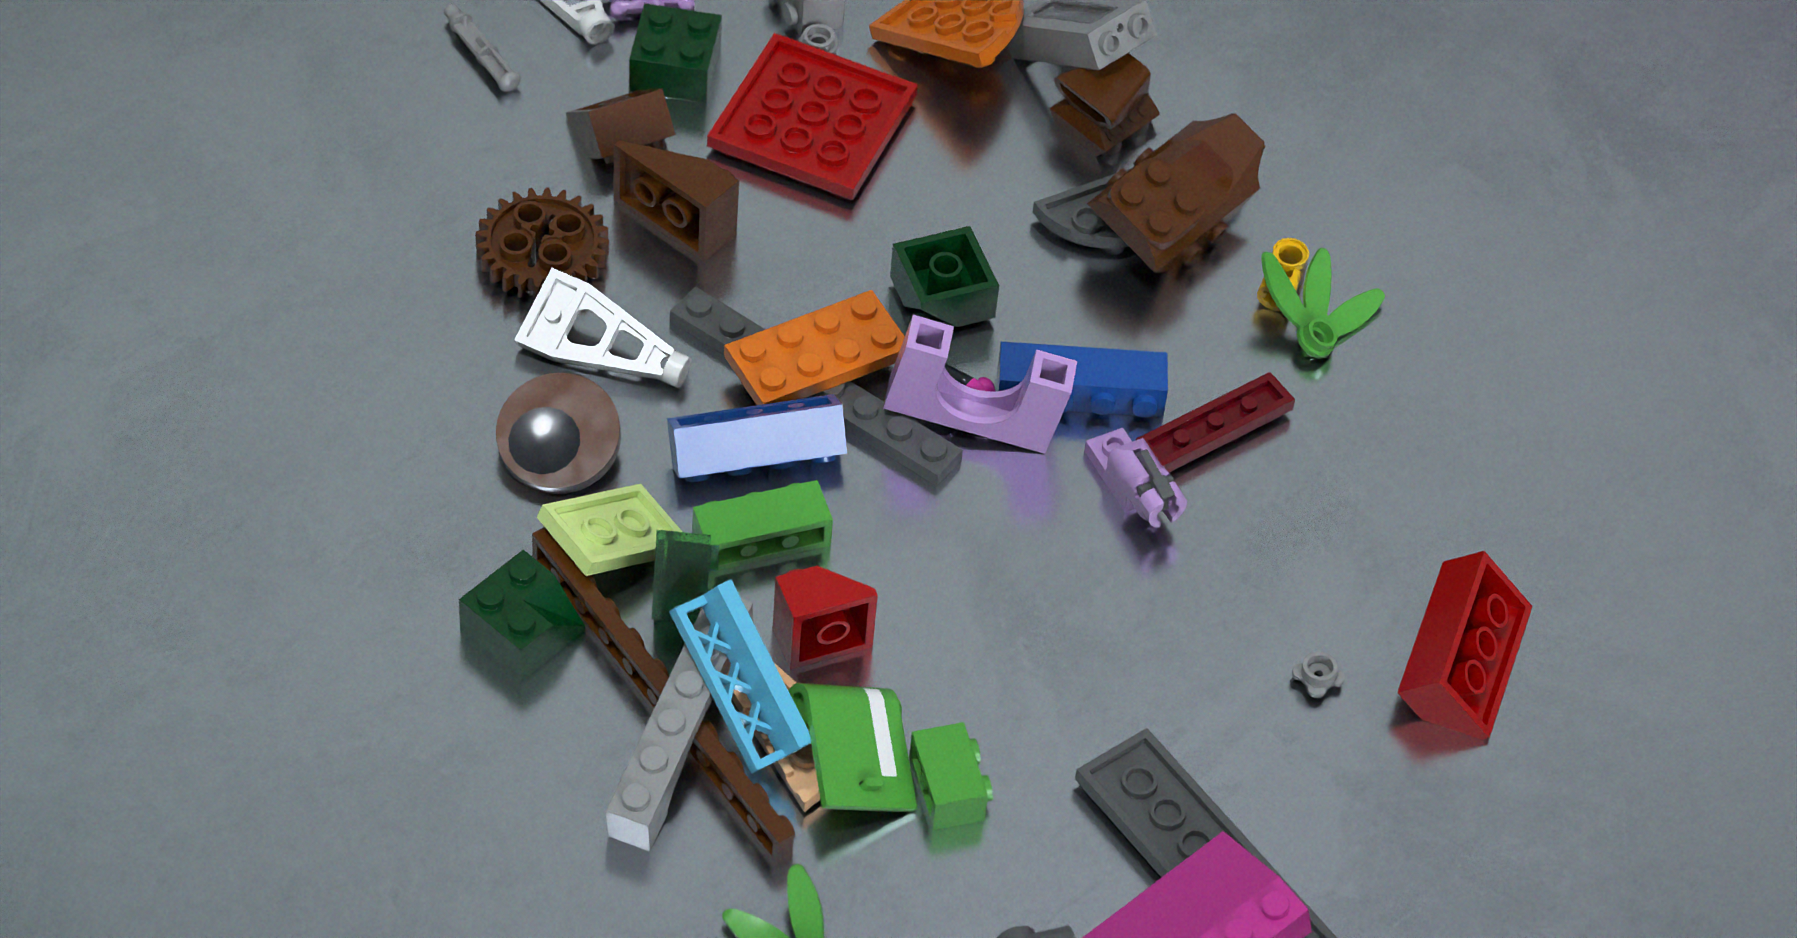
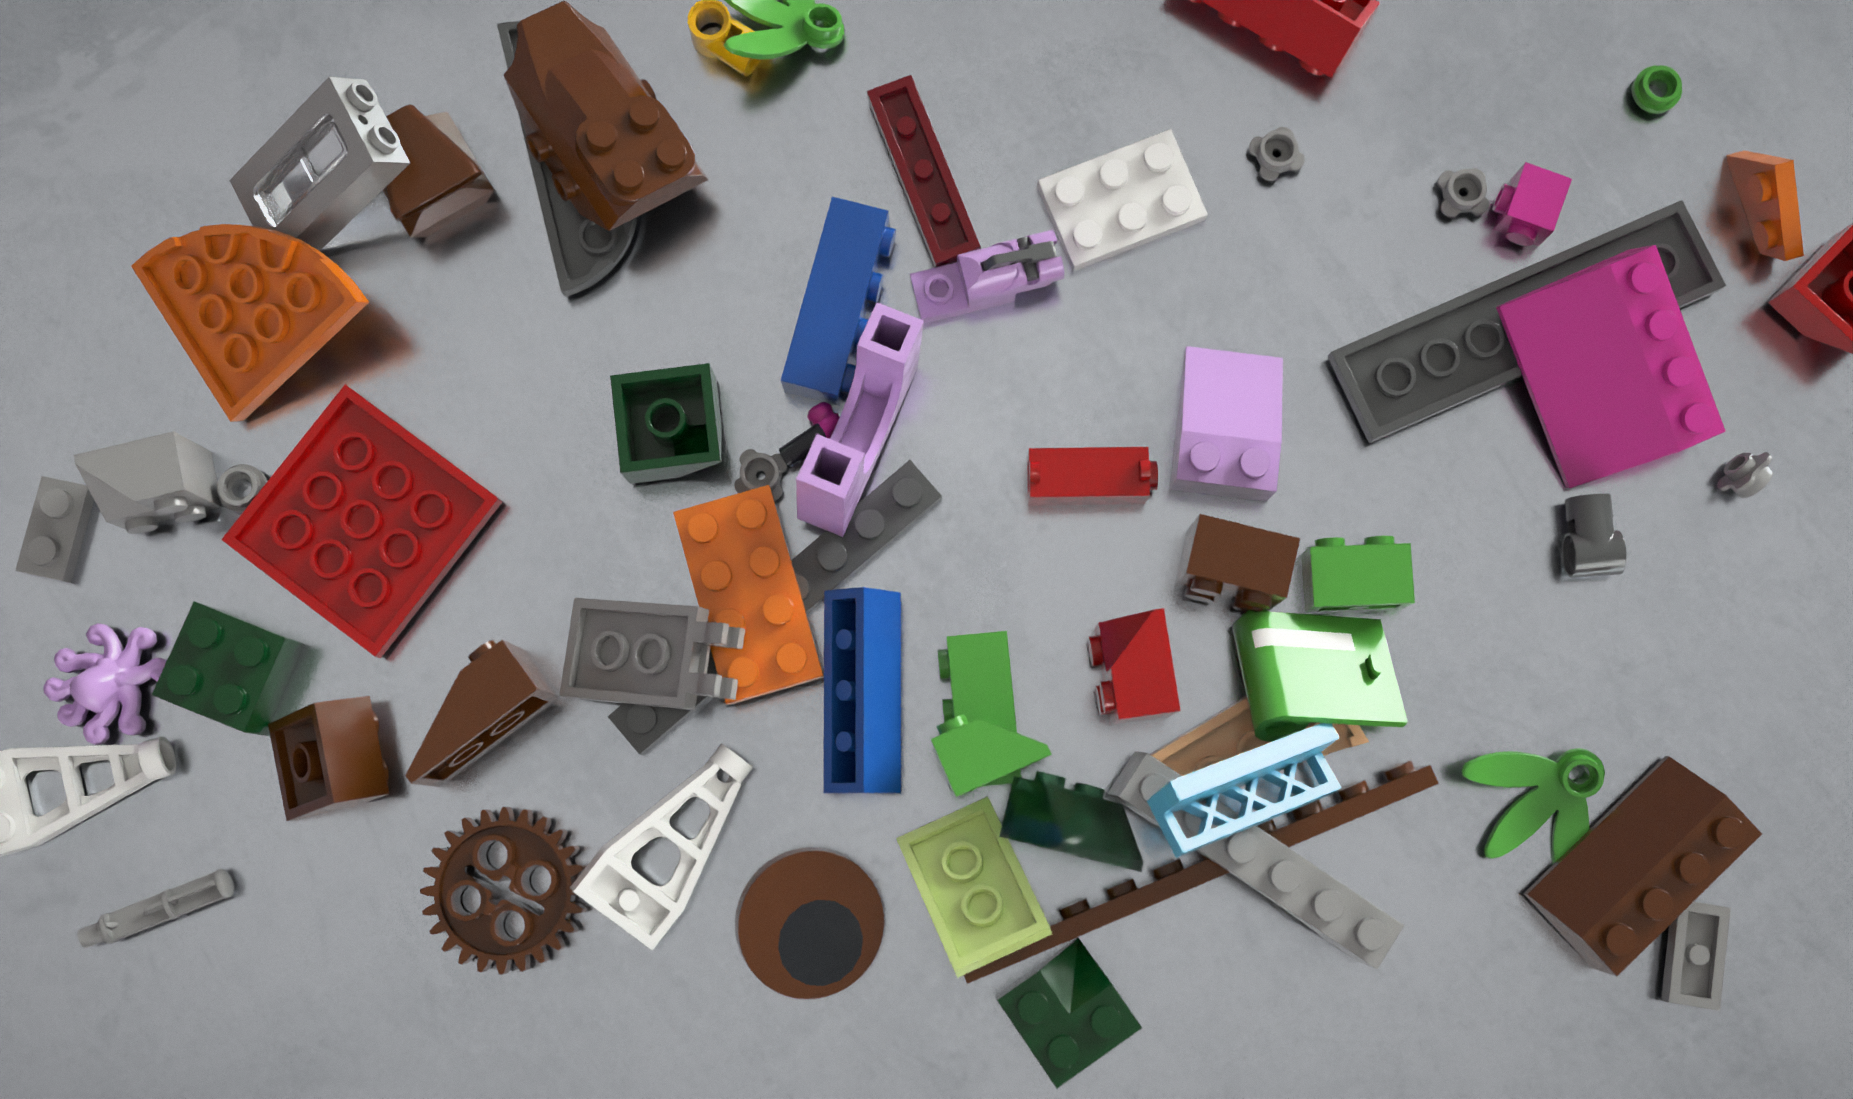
camera: 70 degrees left, 30 degrees up
(722, 502) = (982, 752): none -> bright green slope
(751, 290) = (645, 654): none -> light grey tile
(931, 667) = (1236, 564): none -> reddish brown brick
(983, 569) = (1090, 476): none -> red brick
(1057, 665) = (1228, 425): none -> lavender slope
(1238, 570) = (1122, 200): none -> white plate
(1332, 809) = (1473, 182): none -> light grey plate
(1332, 866) = (1530, 205): none -> dark pink brick

